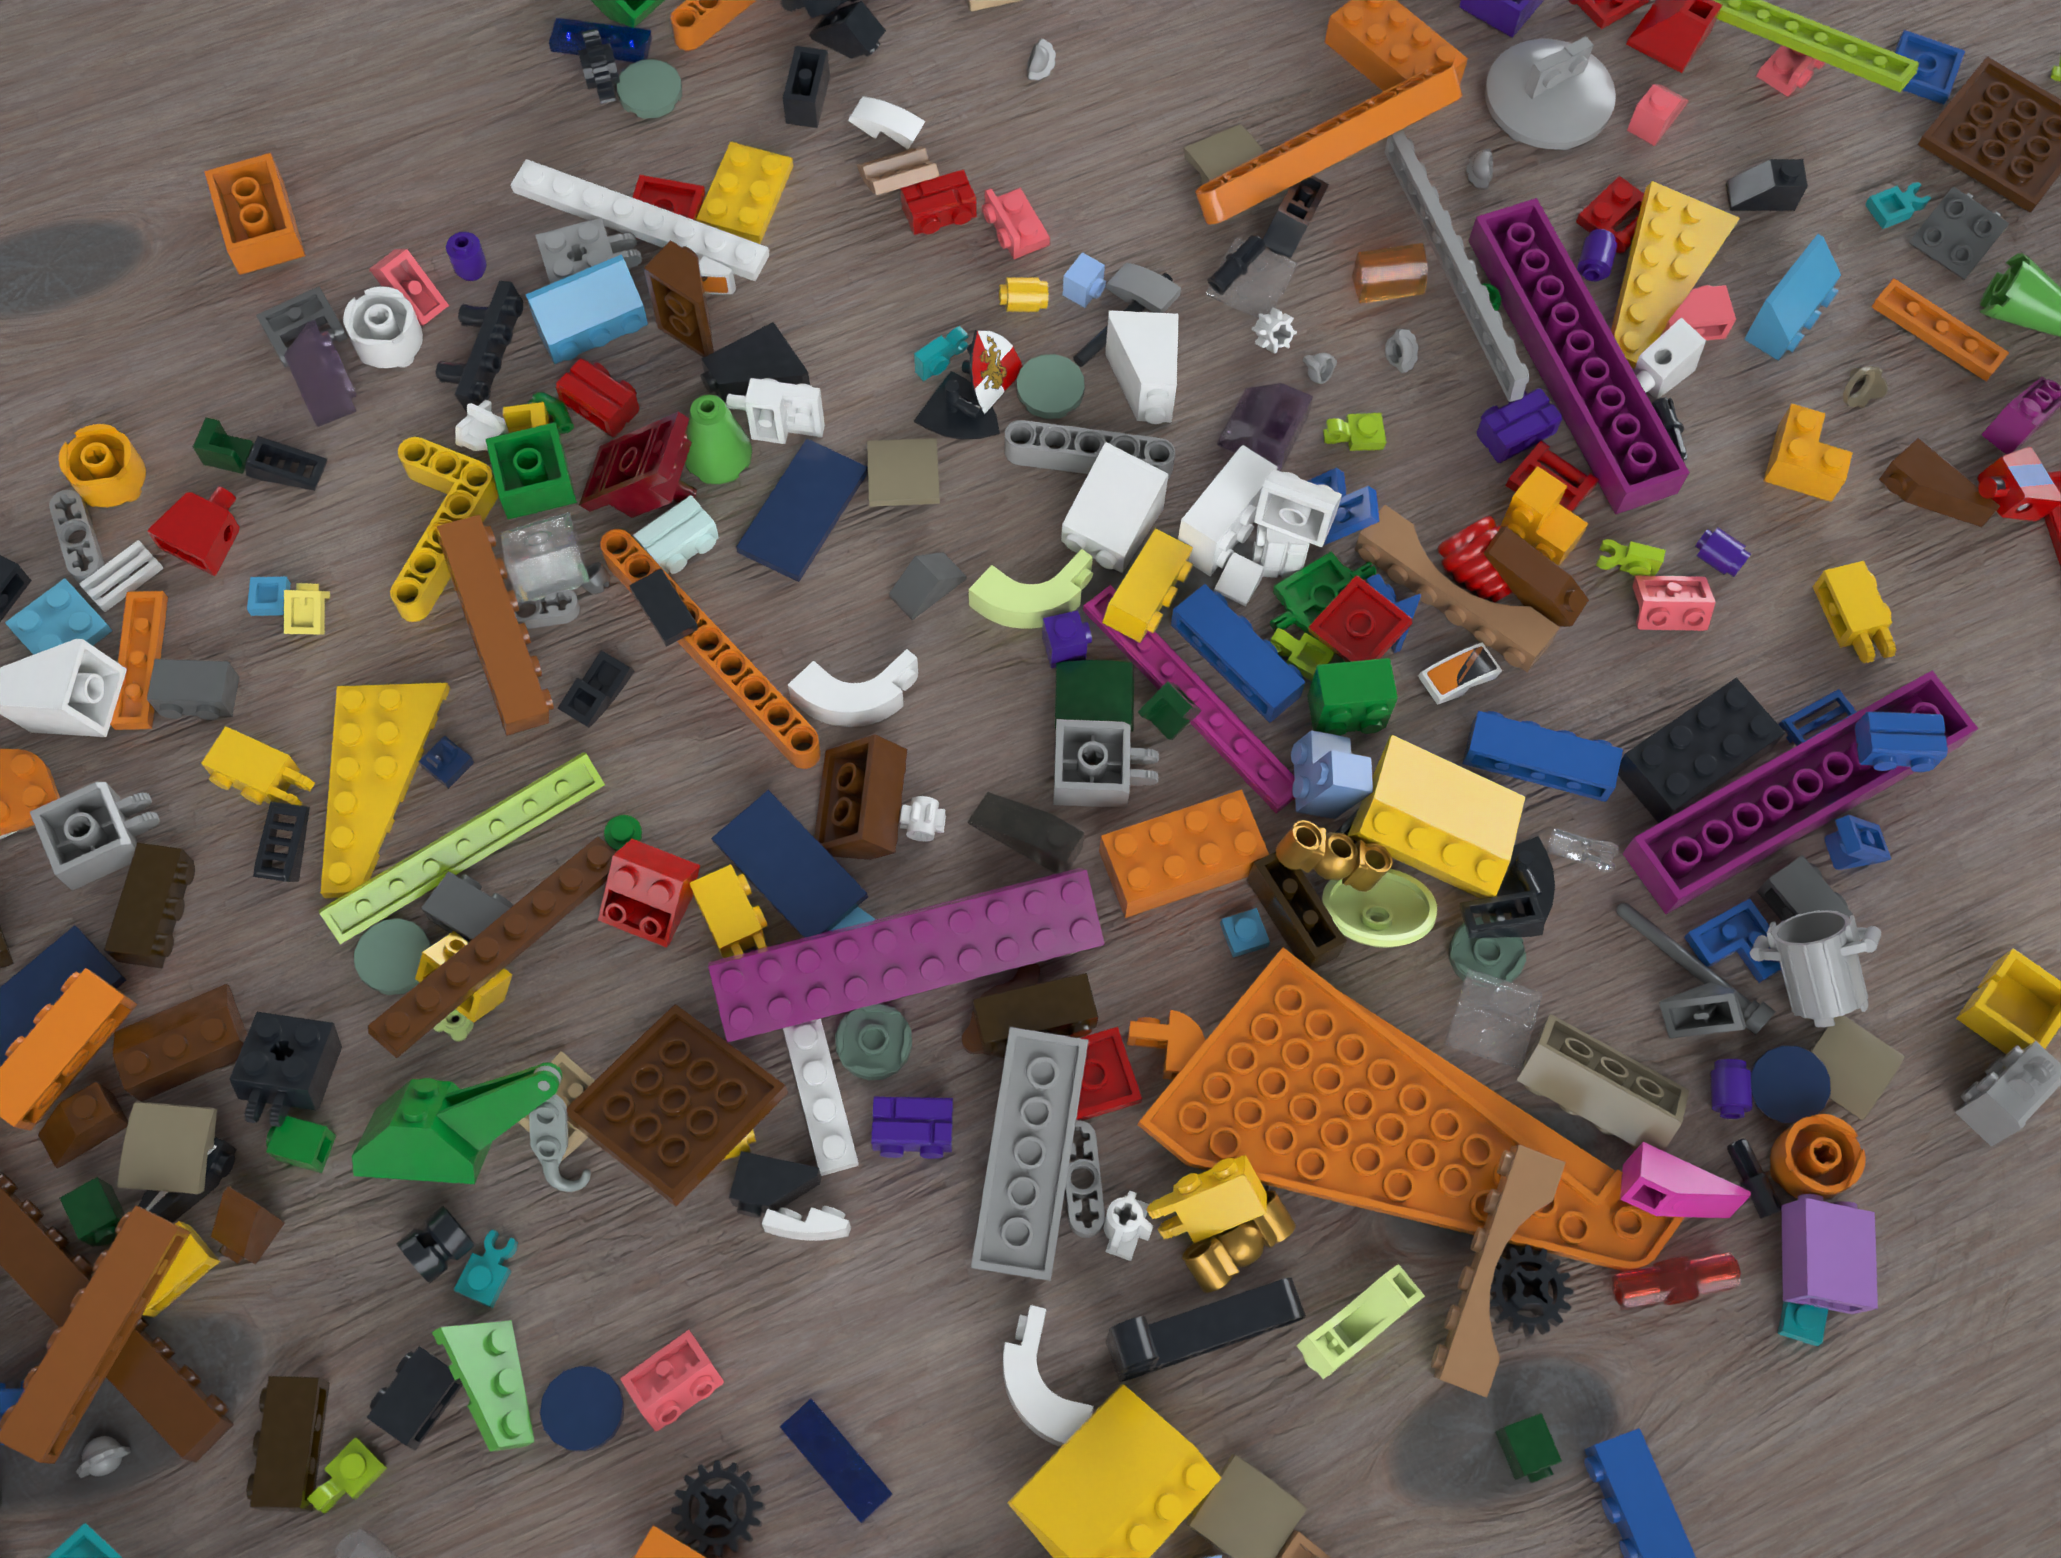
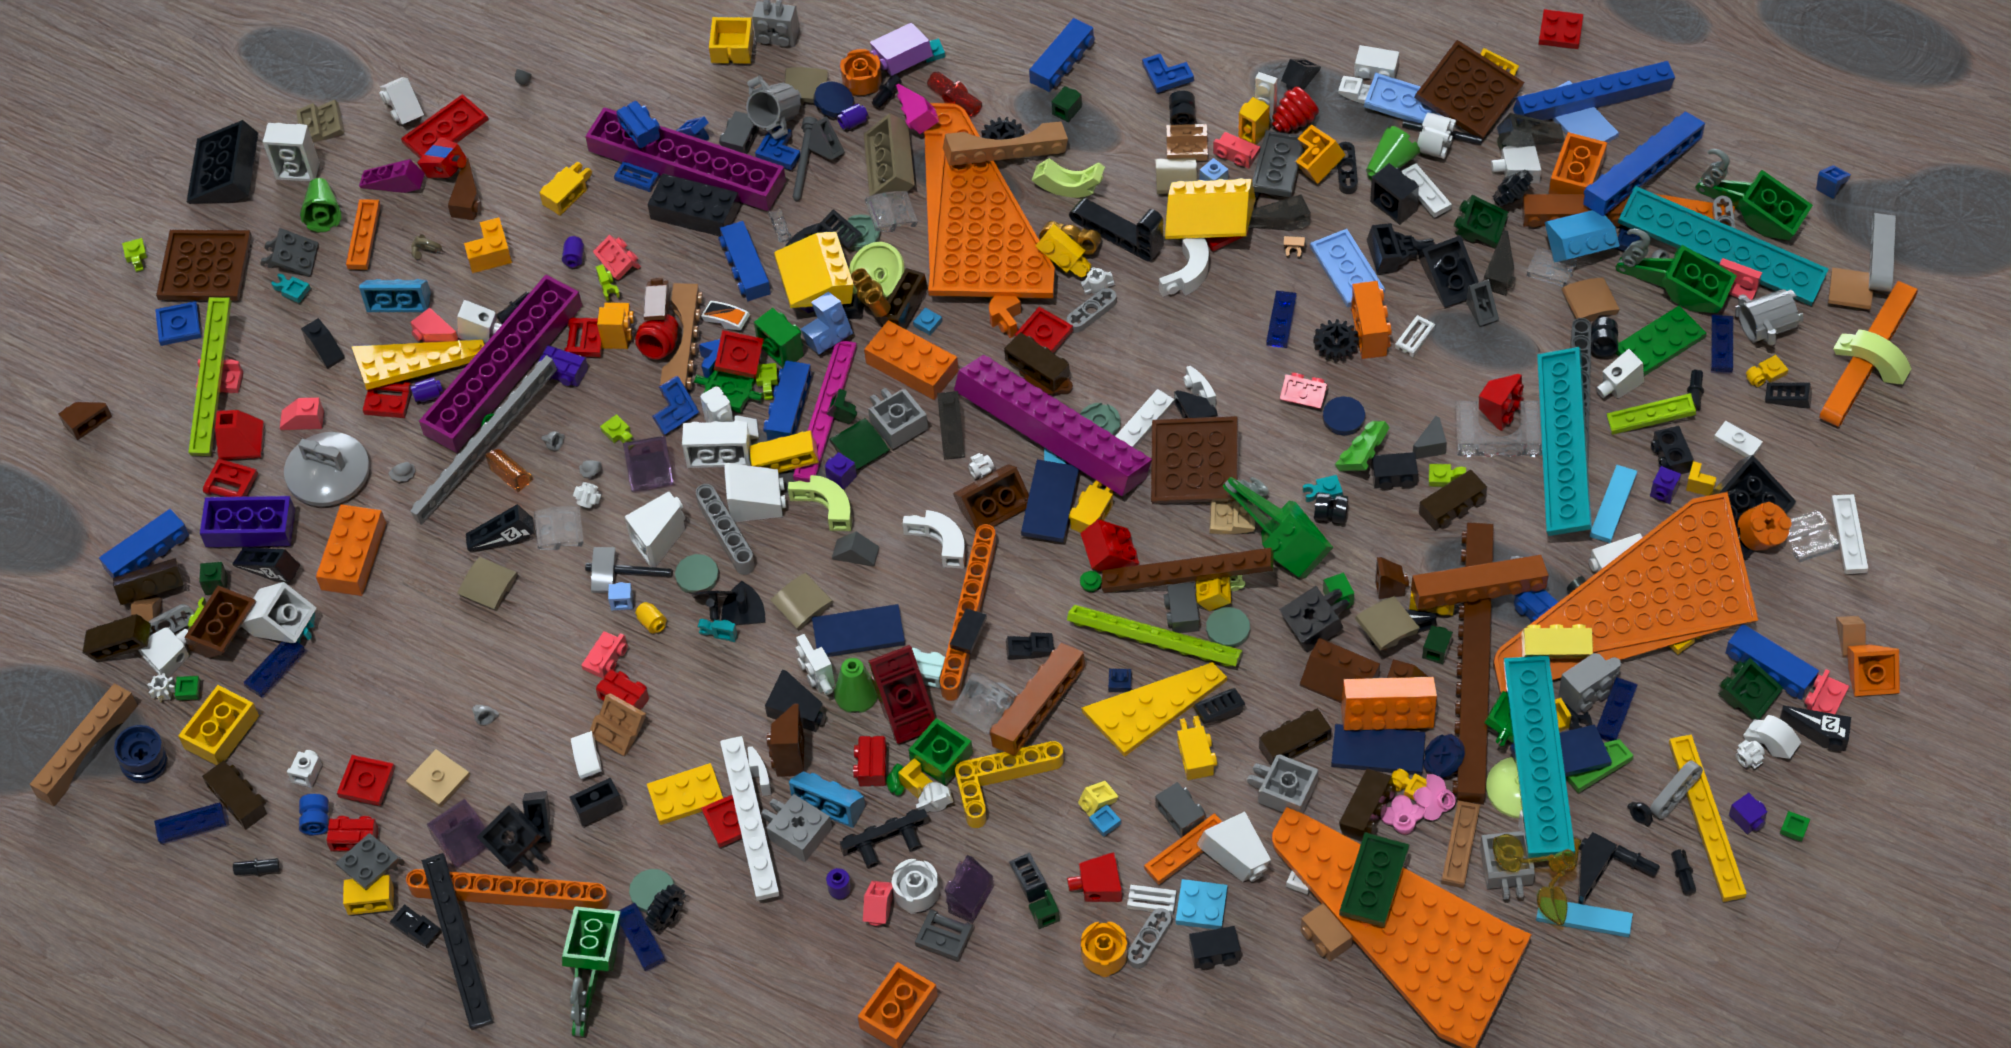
camera: 120 degrees left, 10 degrees down
(416, 1501) = (1432, 440): none -> dark grey slope
(912, 1125) = (1124, 378): dark purple brick -> none
(1029, 1154) = (1099, 323): light grey plate -> none
(1236, 264) = (560, 529): black axle -> none
(1297, 507) = (704, 390): white slope -> none
(1328, 143) = (459, 531): orange beam -> none

